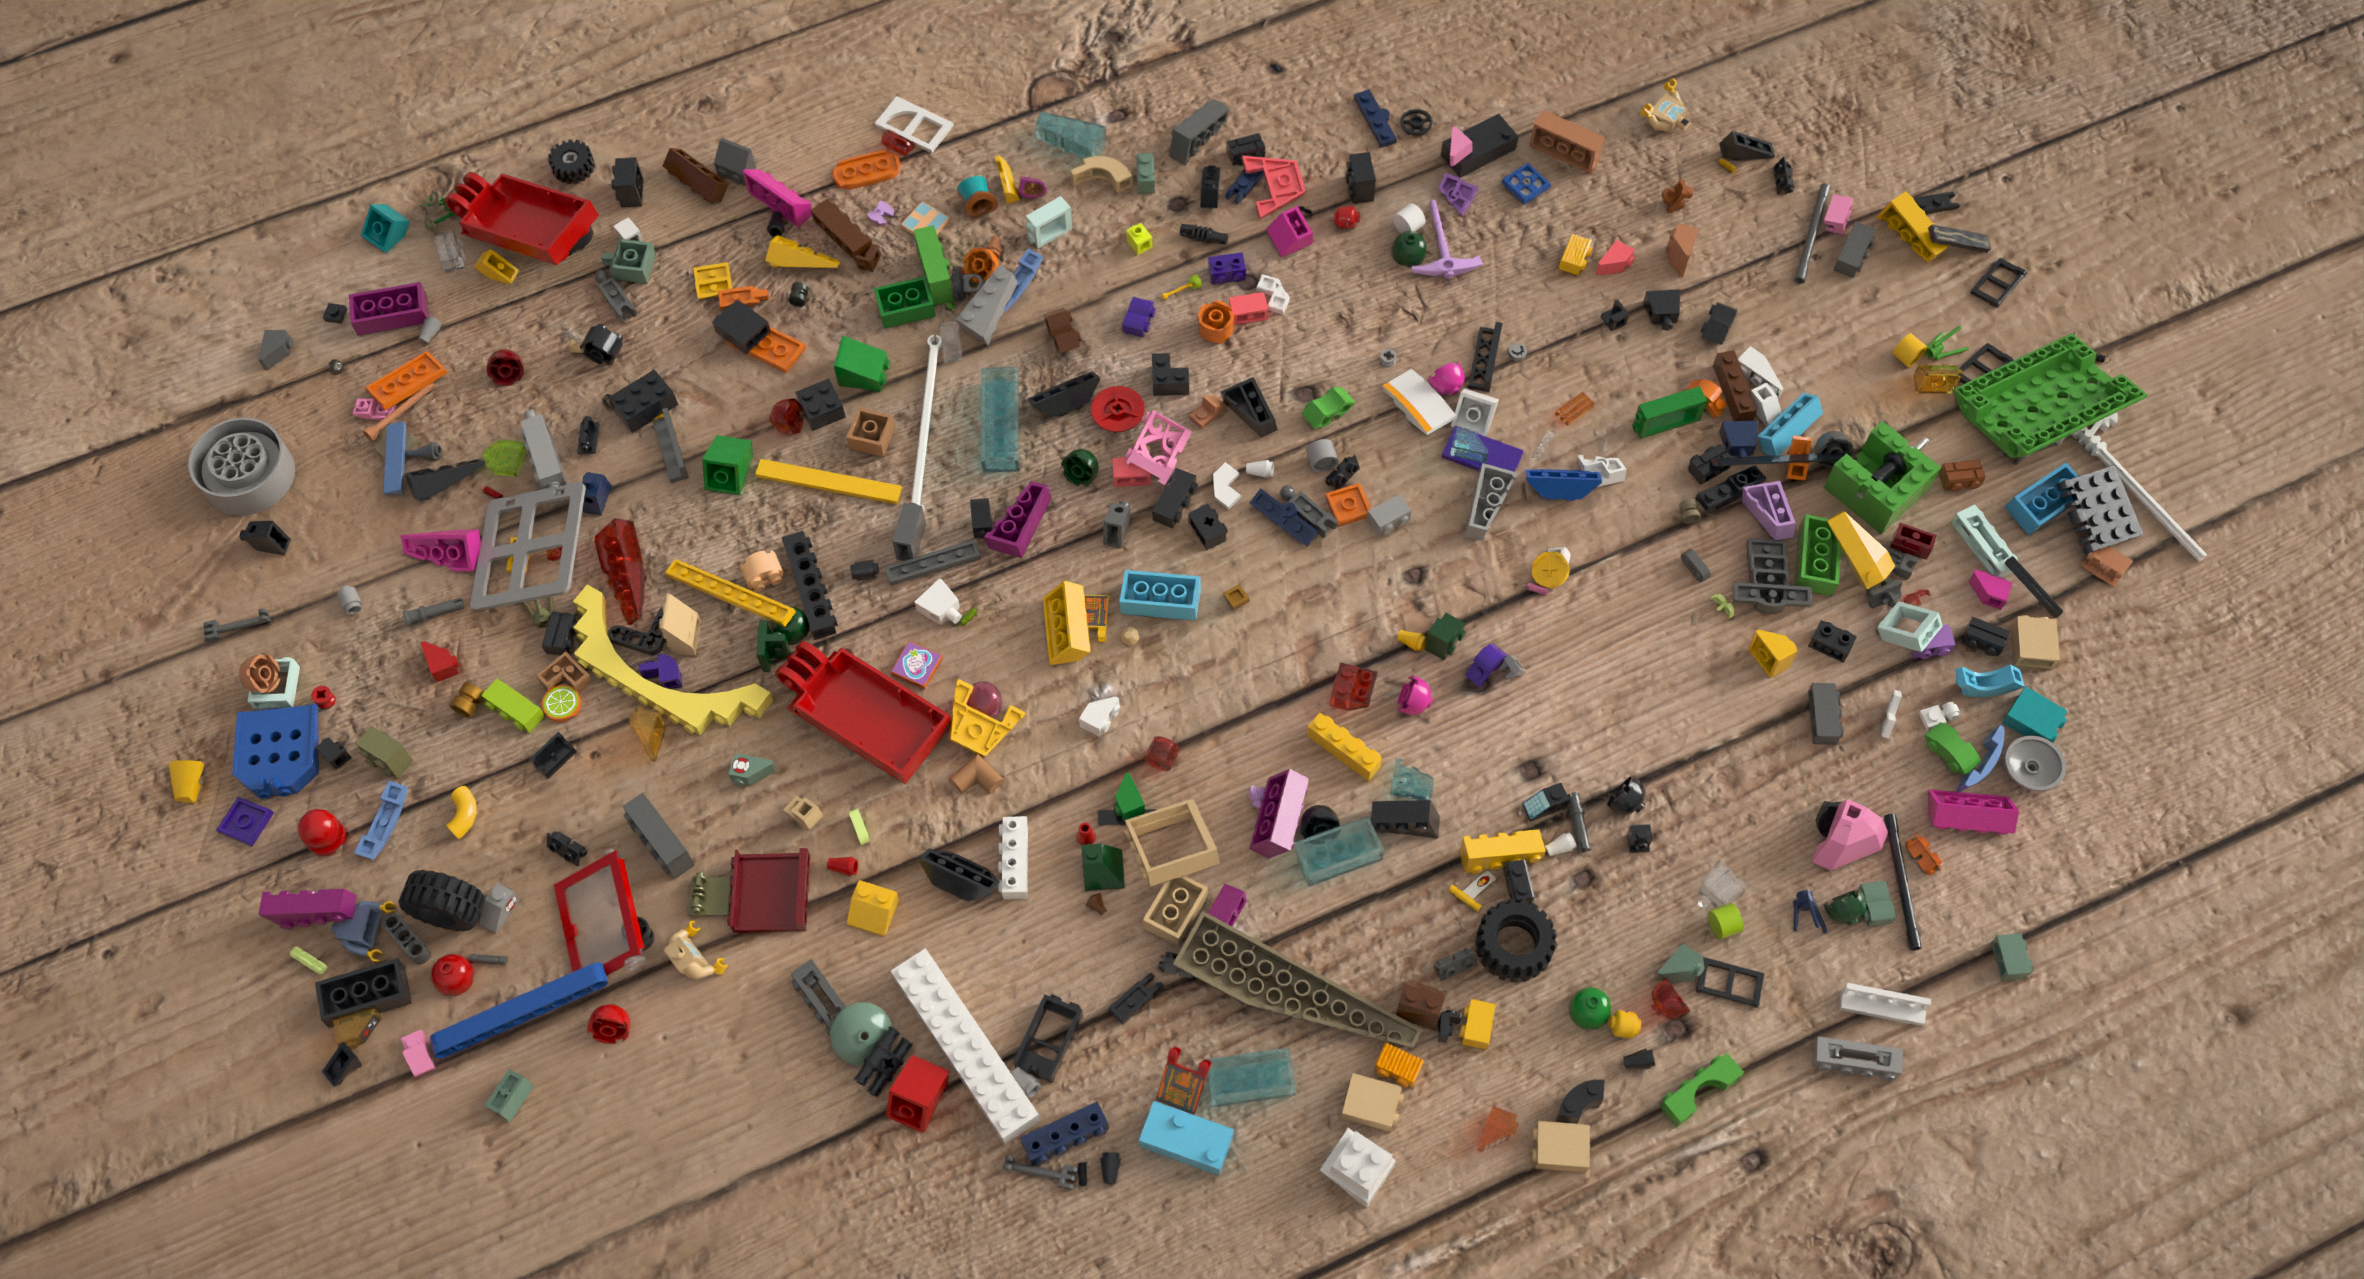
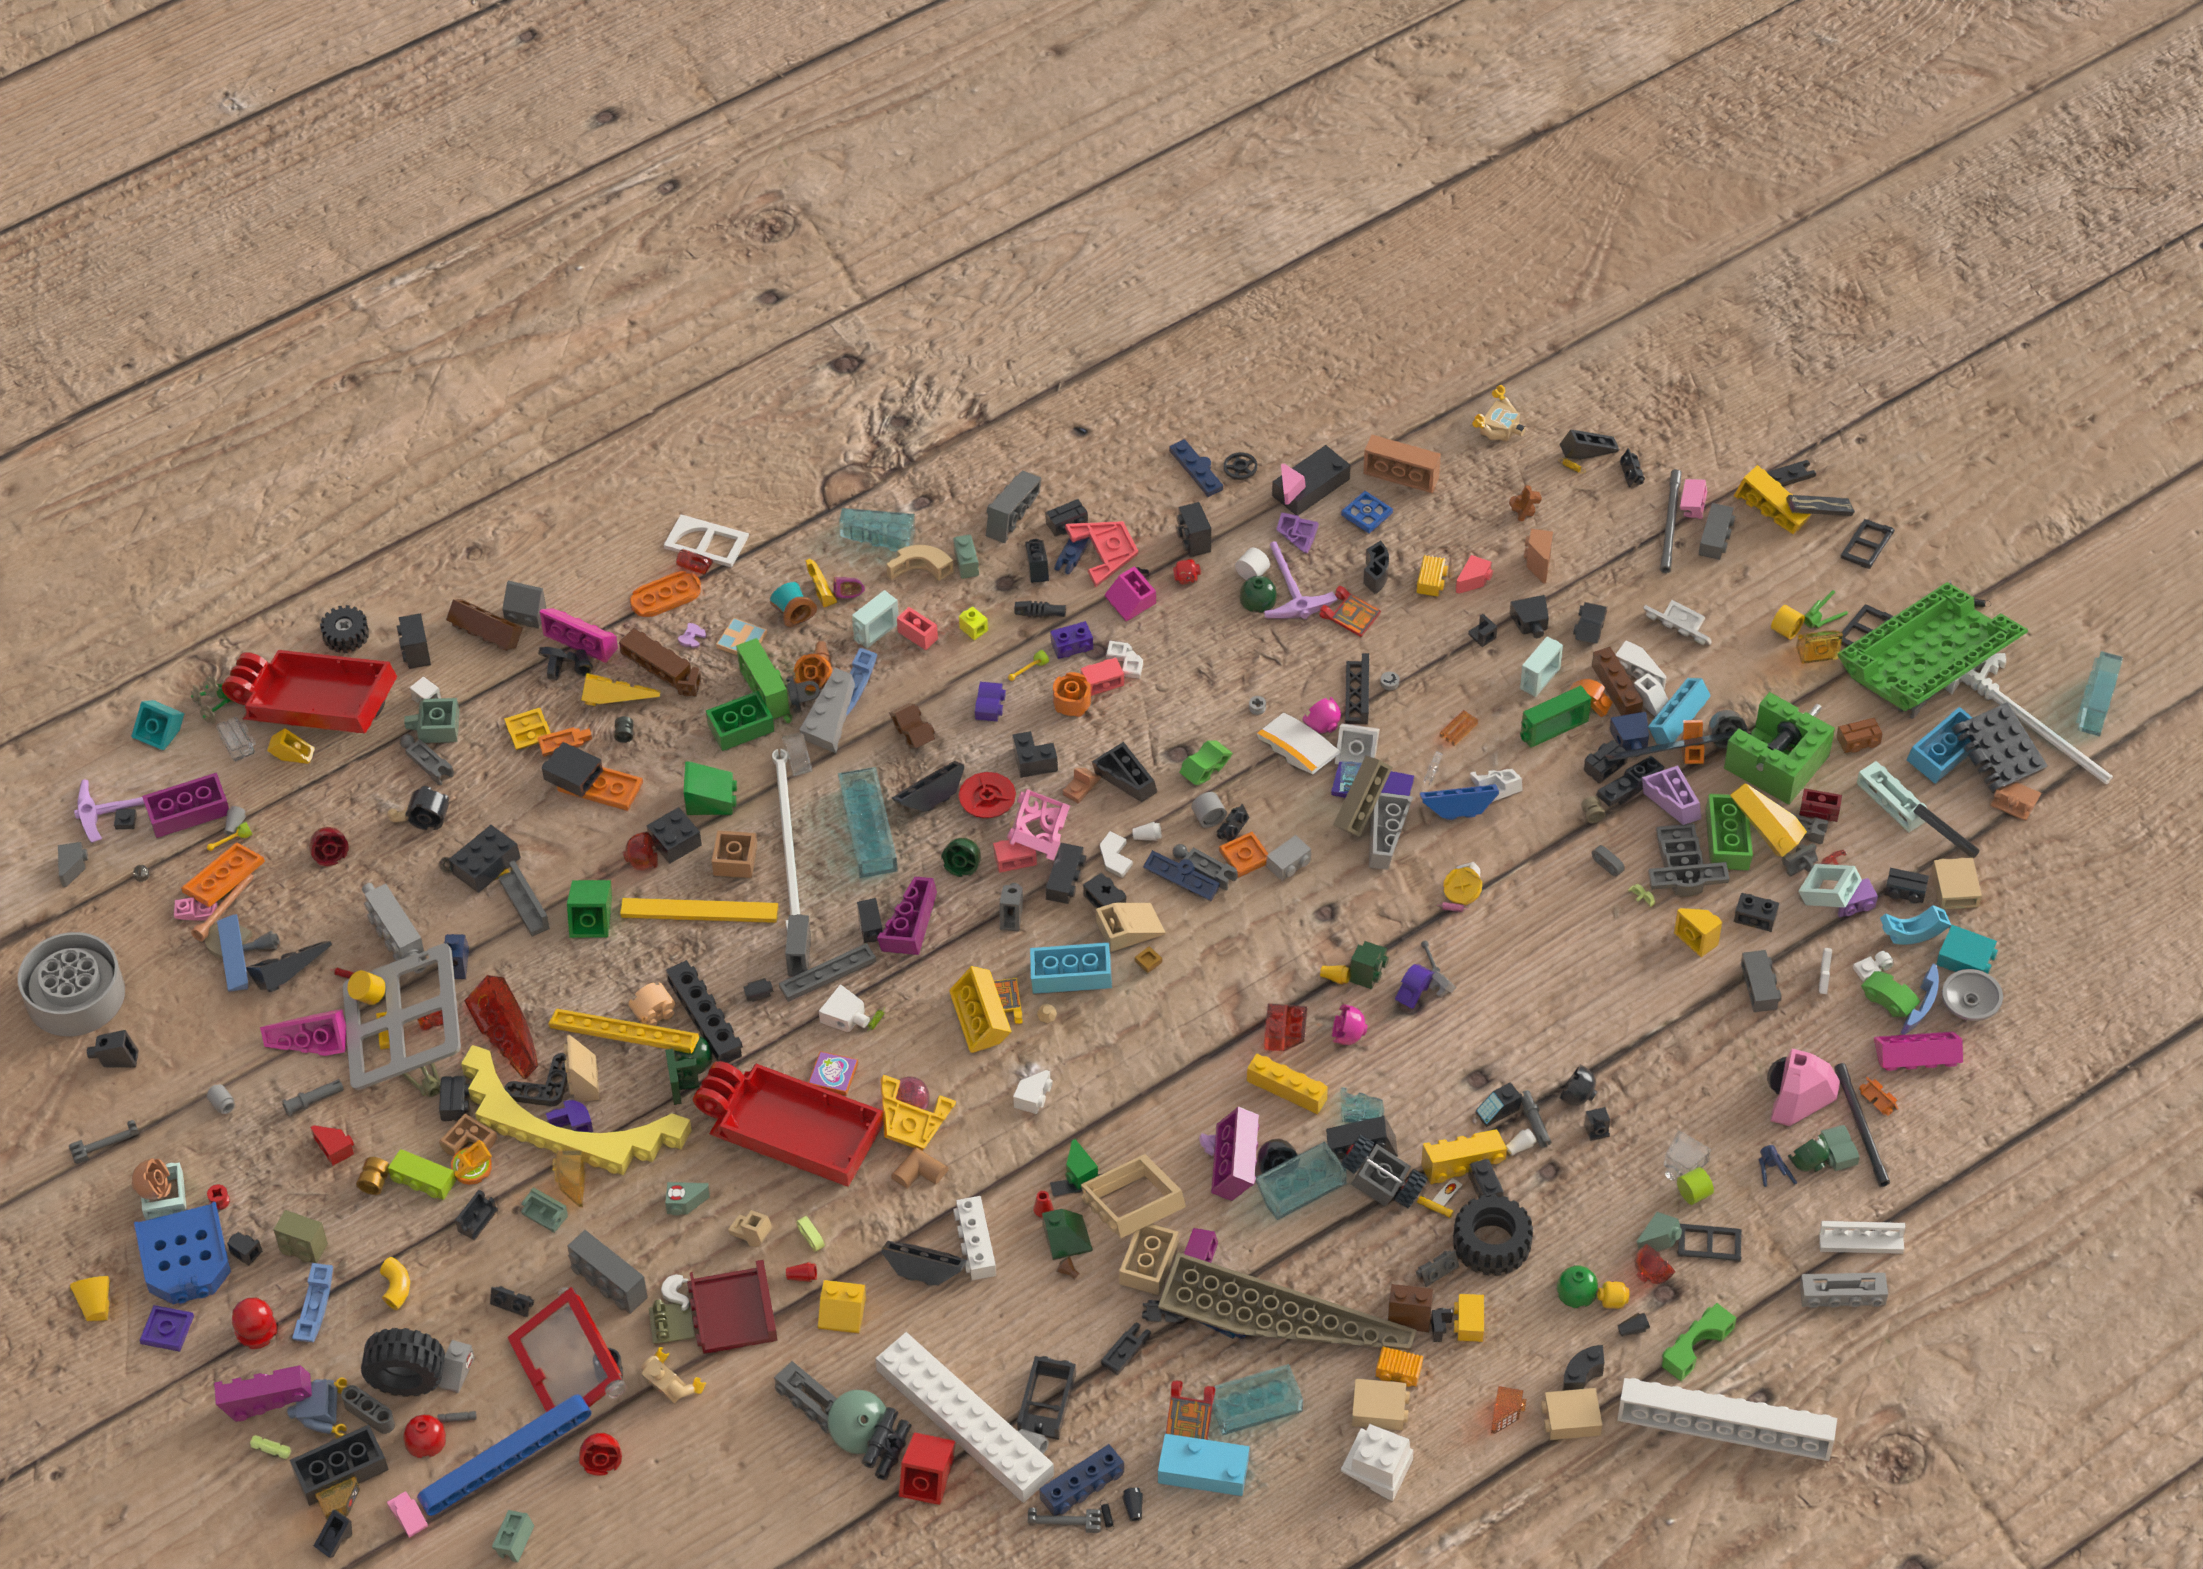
camera: 10 degrees left, 10 degrees down
(304, 301) = (89, 812): none -> lavender piece
(435, 341) = (243, 831): none -> hinge
(502, 512) = (366, 987): none -> yellow piece
(505, 457) = (348, 935): clear neon green tile -> none
(561, 698) = (472, 1158): none -> light orange slope
(588, 436) = (432, 902): black hinge -> none
(617, 760) = (544, 1210): none -> sand green hinge
(715, 863) = (670, 1293): none -> white piece
(751, 220) = (556, 658): none -> black tile
(1086, 236) = (917, 628): none -> coral brick
(1162, 753) = (1104, 1117): clear red piece -> none
(1224, 558) = (1128, 924): none -> tan slope
(1418, 859) = (1382, 1173): none -> brick
(1470, 466) = (1362, 796): none -> dark tan brick
(1494, 281) = (1352, 613): none -> flag
(1509, 650) = (1425, 944): none -> dark grey hinge
(1525, 242) = (1377, 567): none -> black brick
(1664, 360) = (1541, 666): none -> light aqua window
(1718, 1183) = (1727, 1419): none -> white brick
(1808, 332) = (1681, 618): none -> white bracket
(1990, 589) = (1904, 839): dark pink slope -> none
(2011, 957) = (1977, 1175): sand green brick -> none
(2206, 468) = (2098, 693): none -> clear light blue brick

